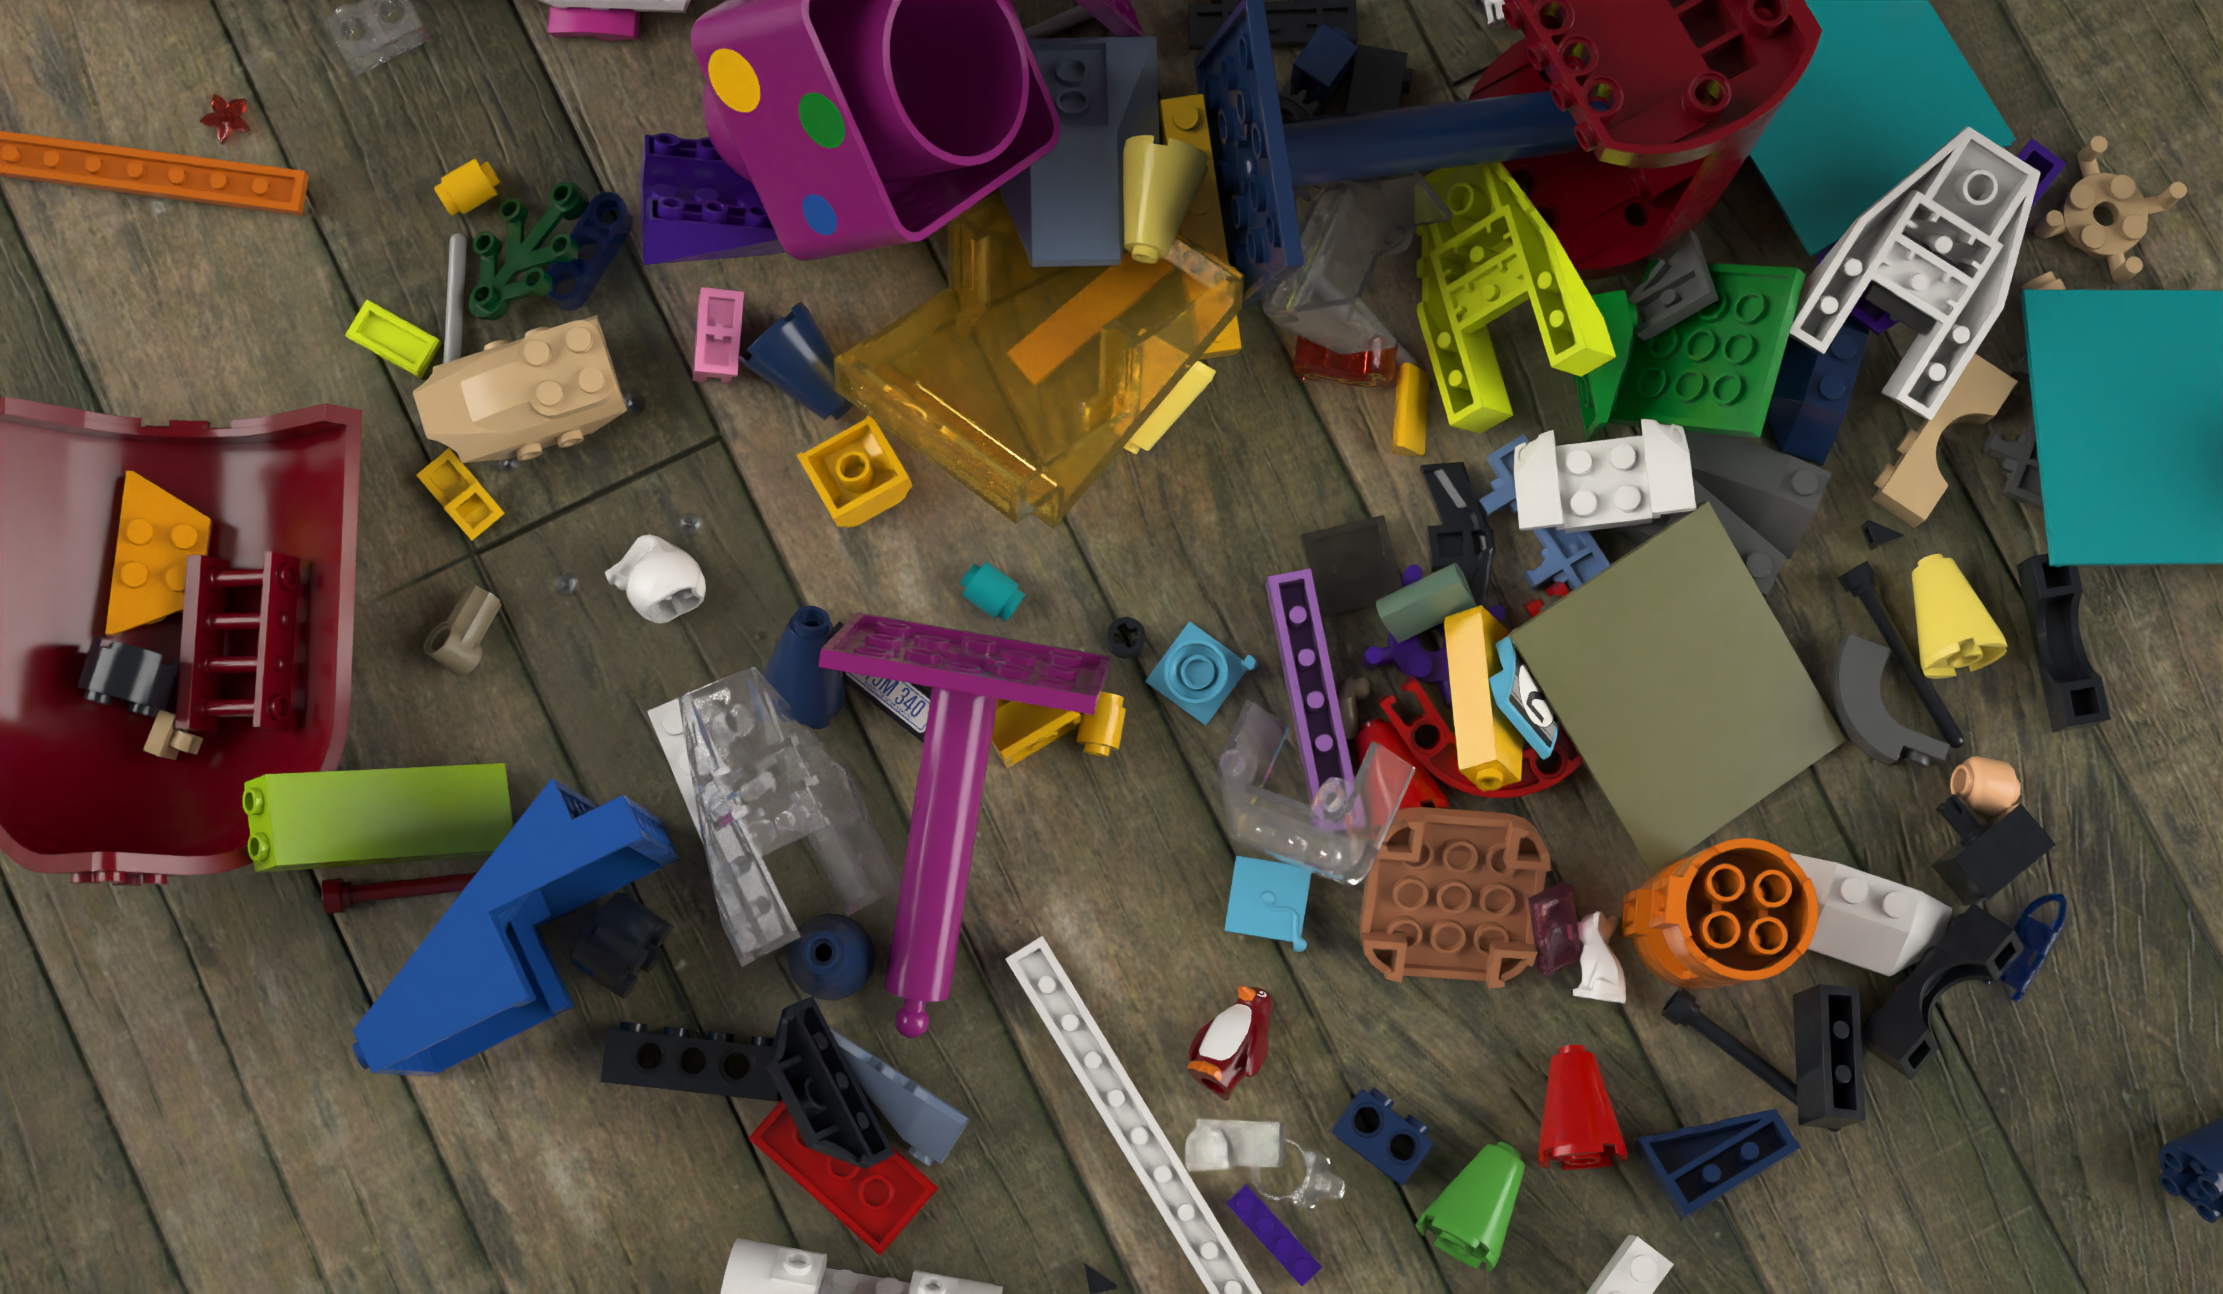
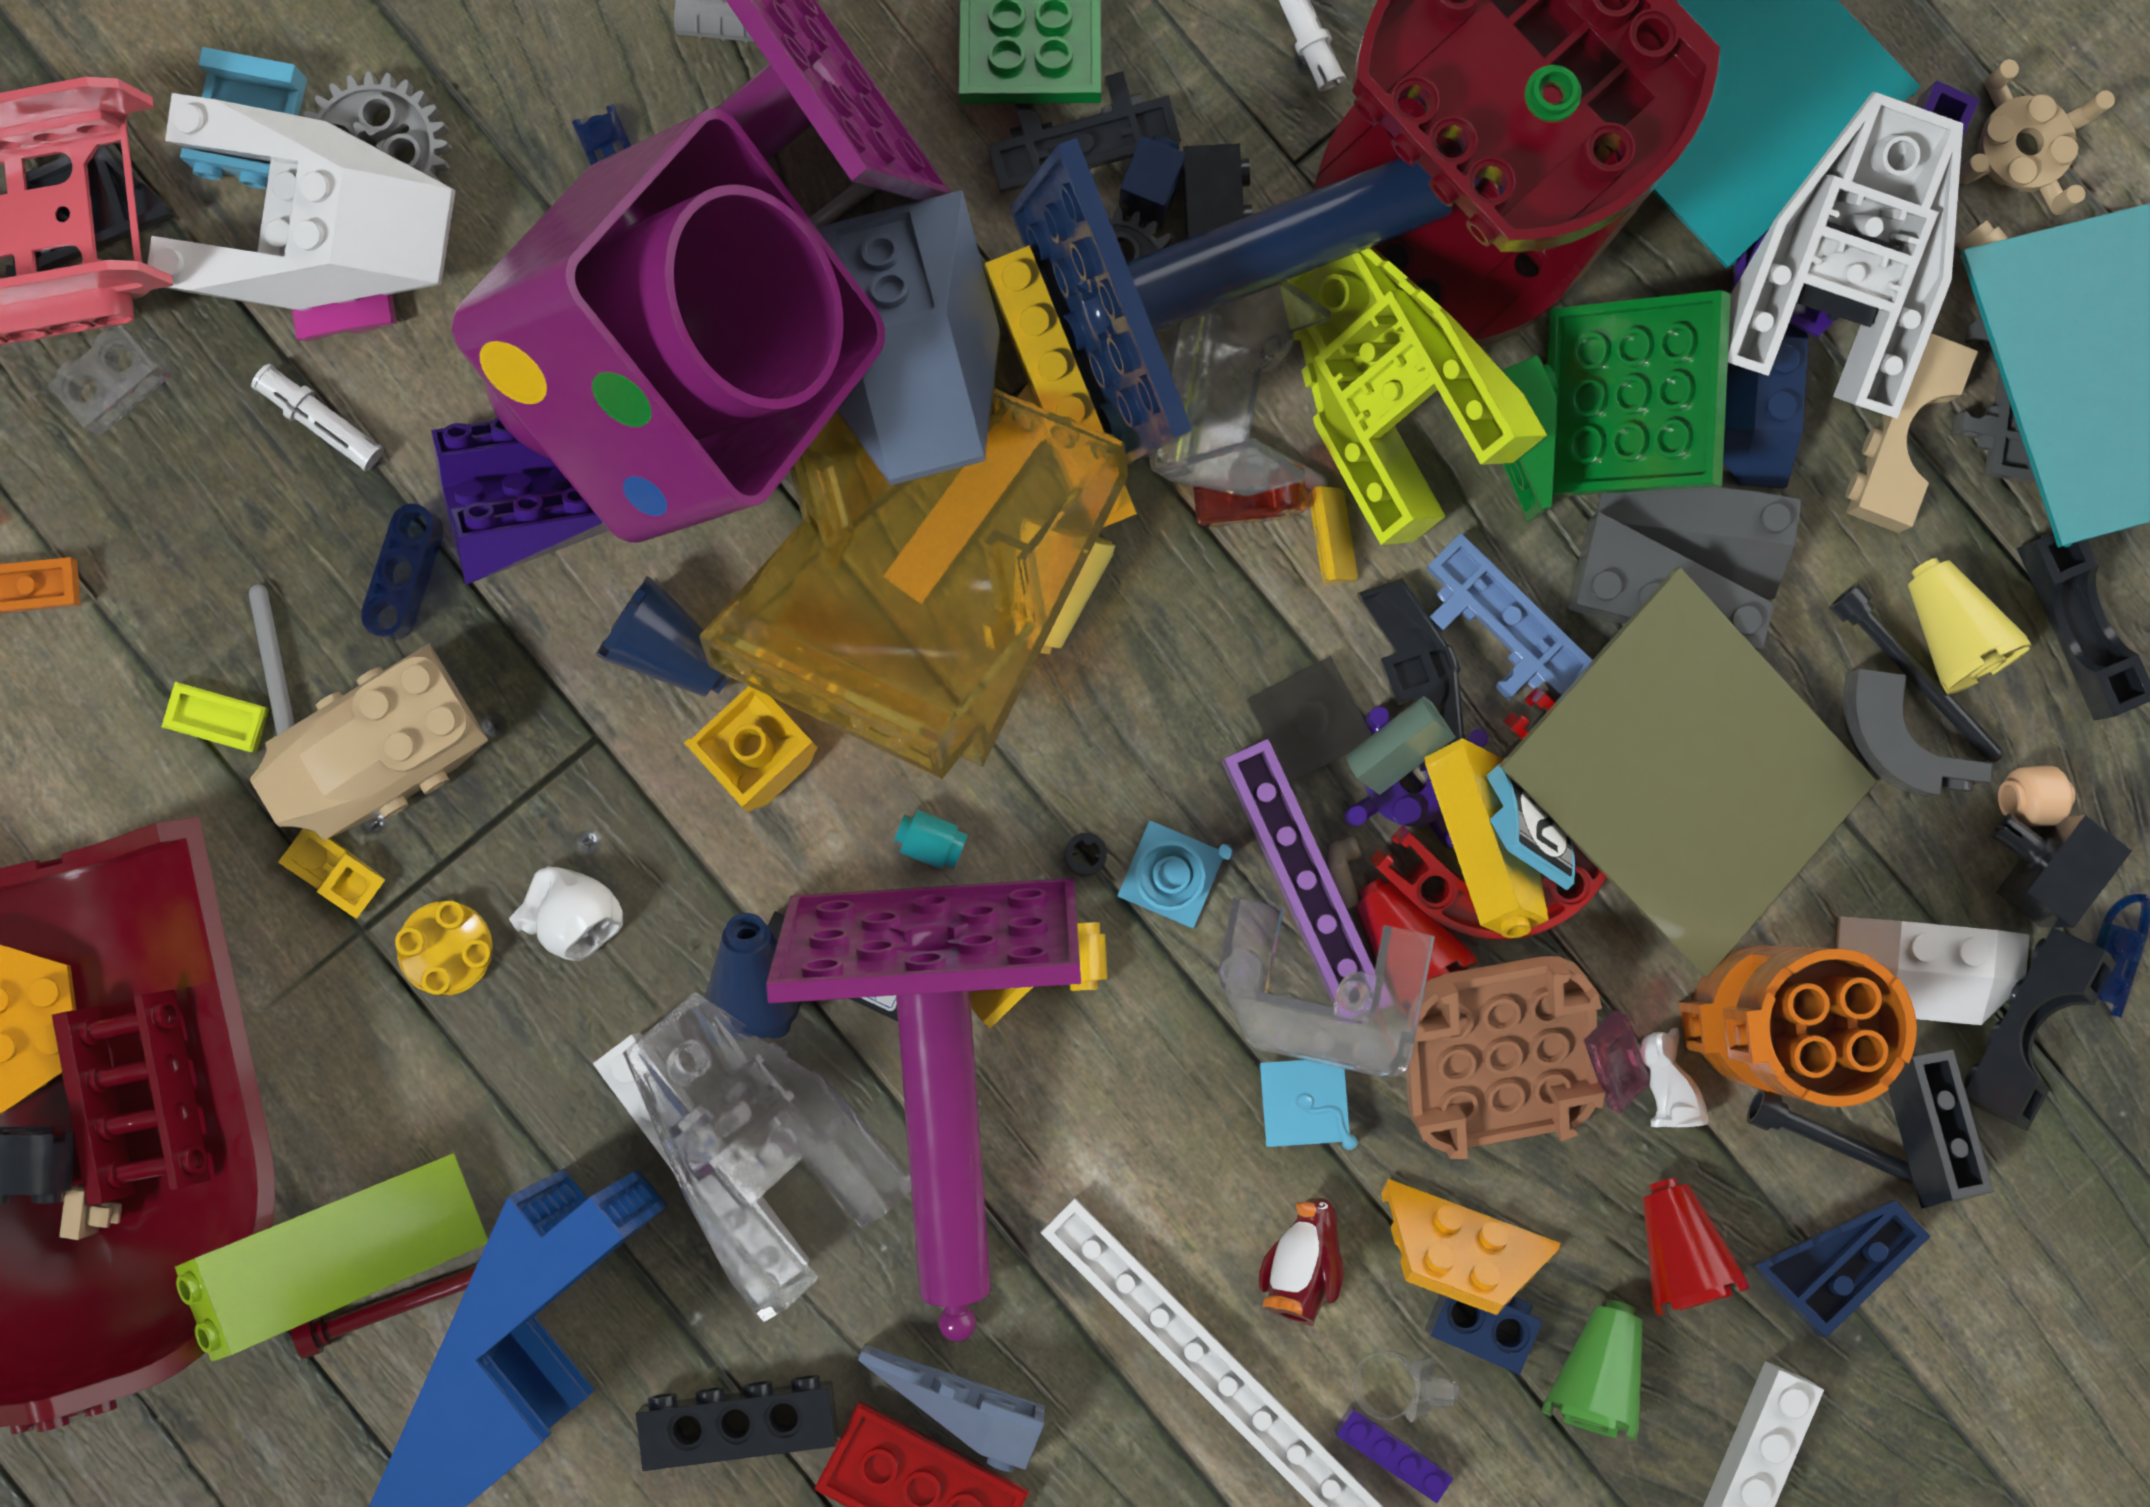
camera: 15 degrees left, 5 degrees up
(458, 639) = (369, 1032): dark tan piece -> none
(467, 187) = (253, 532): yellow brick -> none
(496, 291) = (311, 641): dark green plant -> none
(537, 89) = (301, 405): none -> white pin
(541, 584) = (444, 948): none -> yellow dish
(621, 944) = (627, 1318): black brick -> none
(717, 334) = (566, 631): bright pink hinge -> none
(823, 1089) = (883, 1429): black wedge -> none
(850, 960) = (867, 1259): dark blue cone -> none
(1158, 193) = (1008, 373): light yellow cone -> none
(1208, 1150) = (1305, 1384): clear tile -> none
(1252, 1142) = (1335, 1368): clear tile -> none
(1379, 1064) = (1463, 1250): none -> light orange wing
(1603, 480) = (1561, 567): white piece -> none
(1674, 289) = (1588, 338): dark grey wing -> none
(1675, 22) = (1560, 79): none -> green plate
(1878, 535) = (1863, 552): black piece -> none

